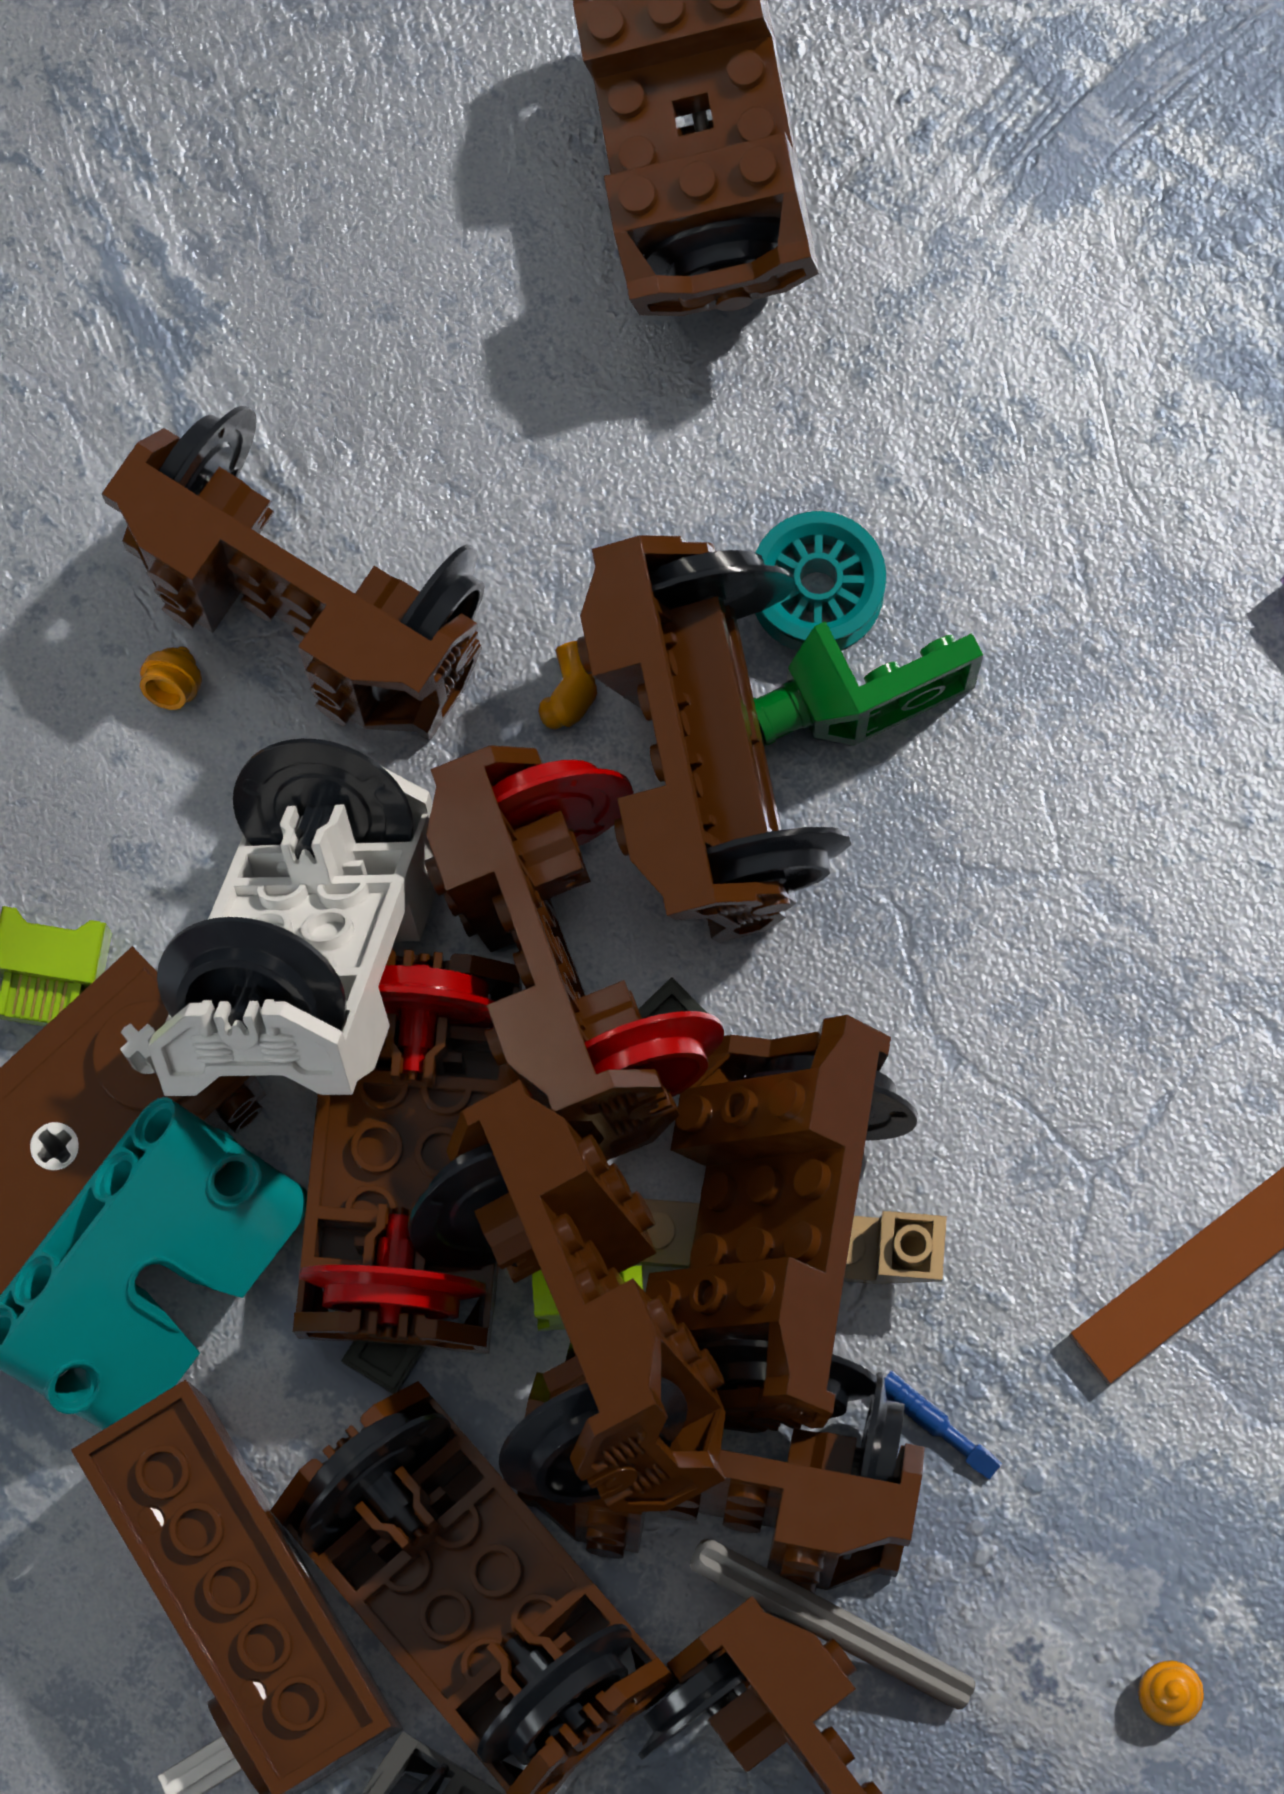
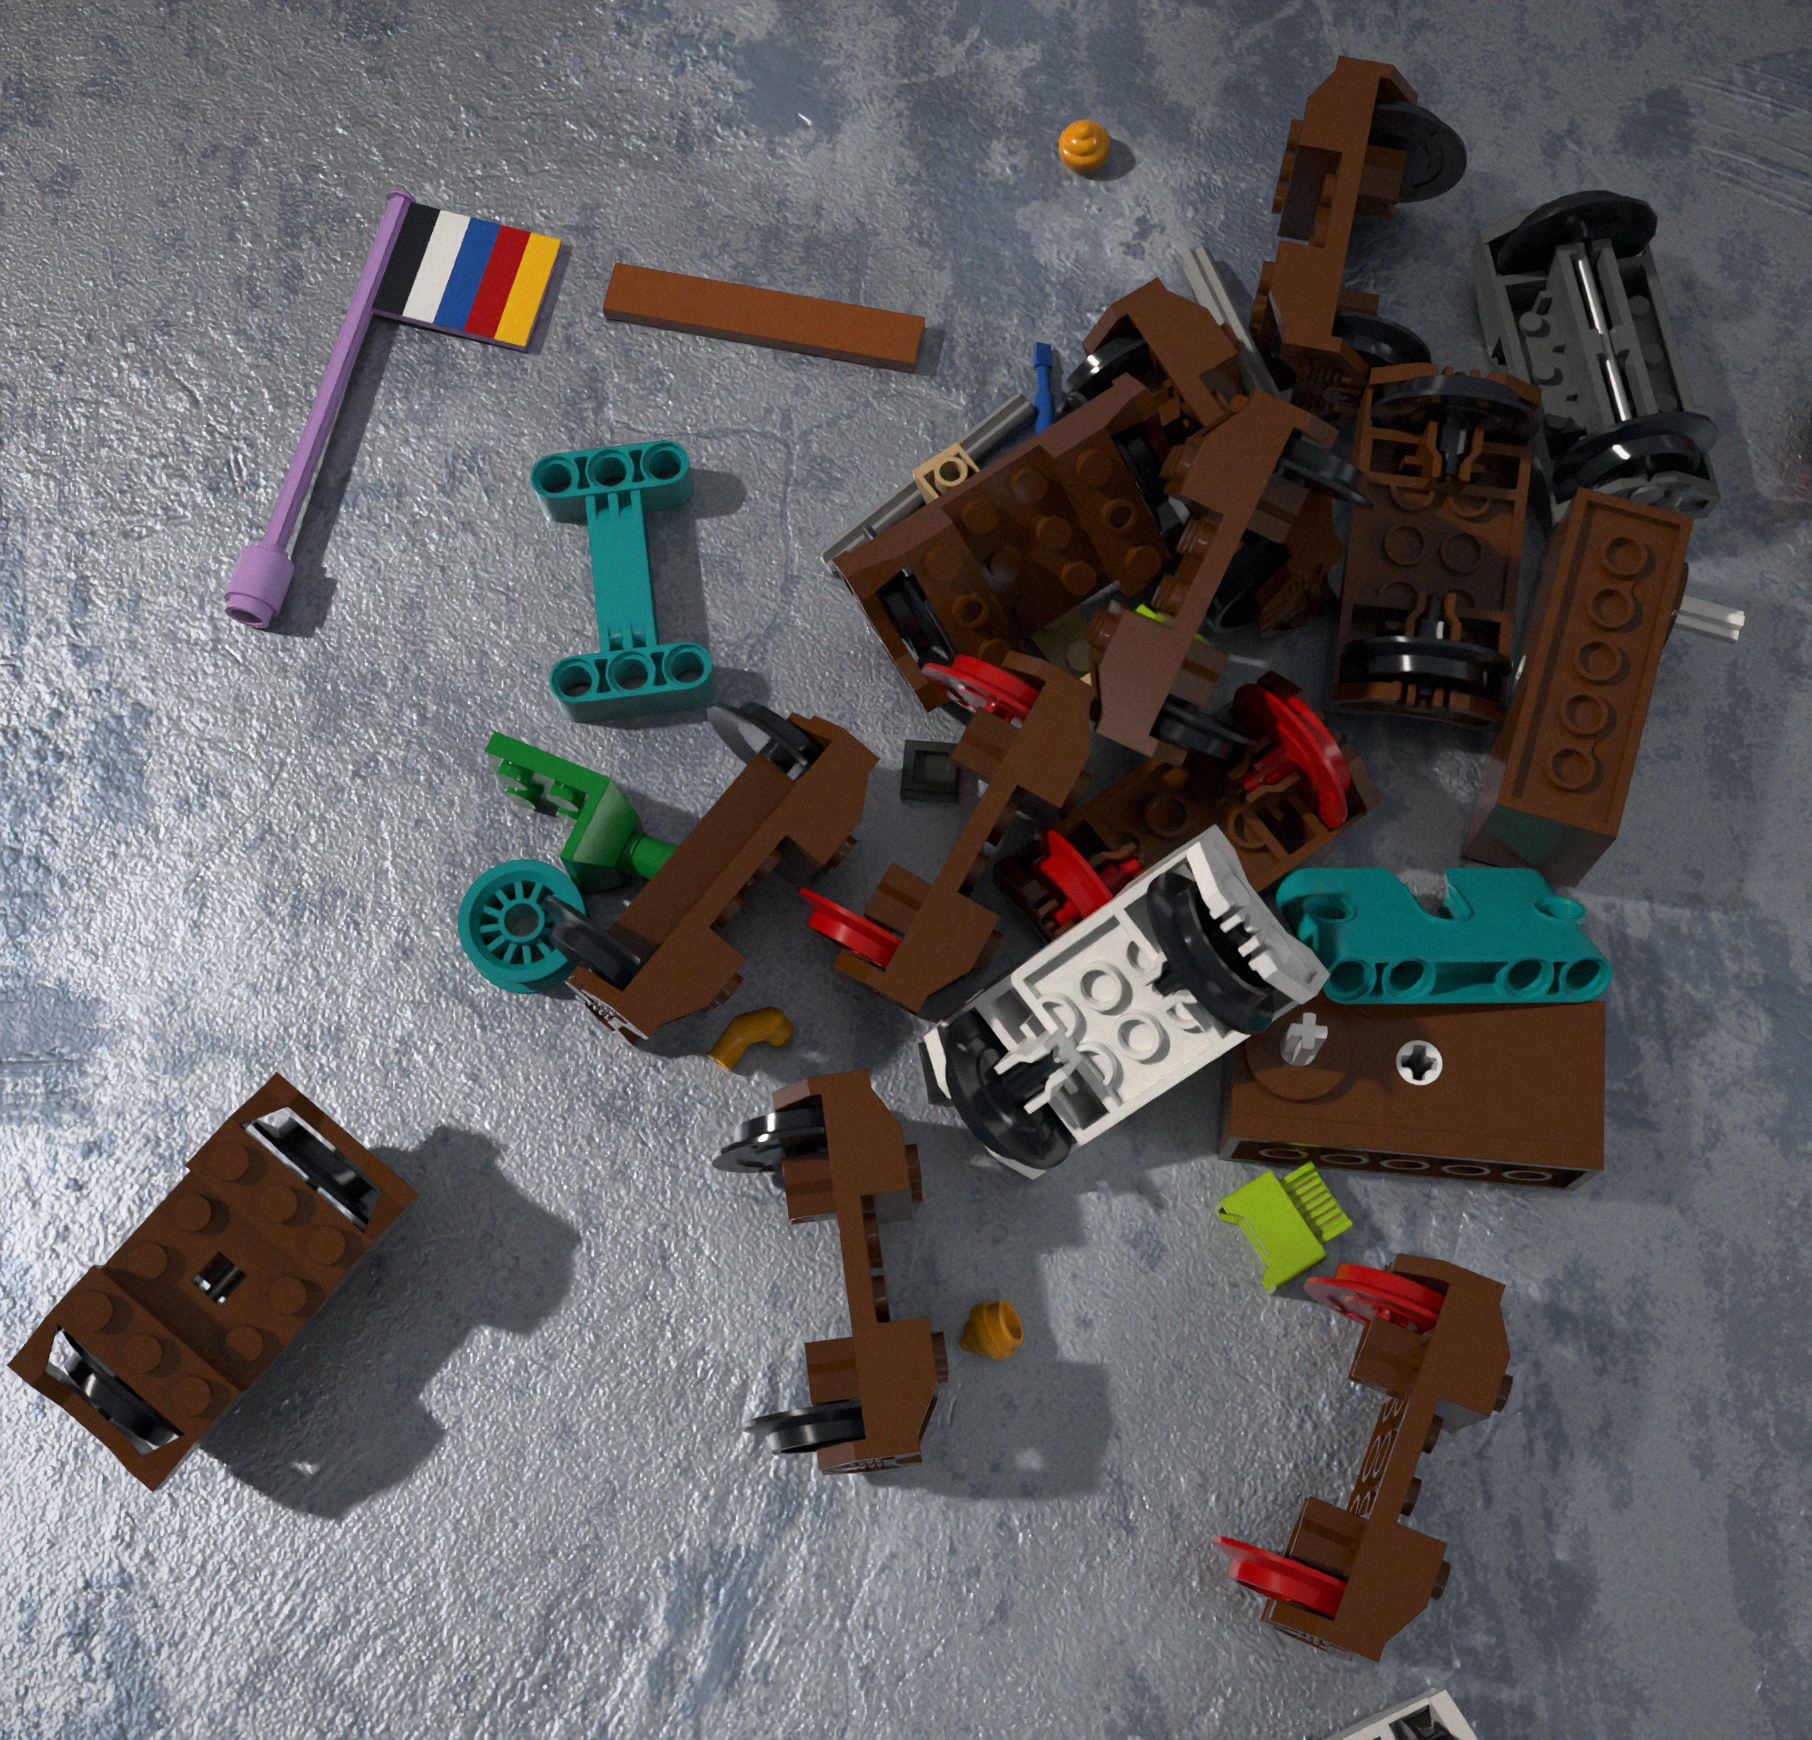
camera: 130 degrees left, 5 degrees down
(940, 1198) = (907, 499): none -> light grey axle
(1066, 901) = (623, 580): none -> teal beam

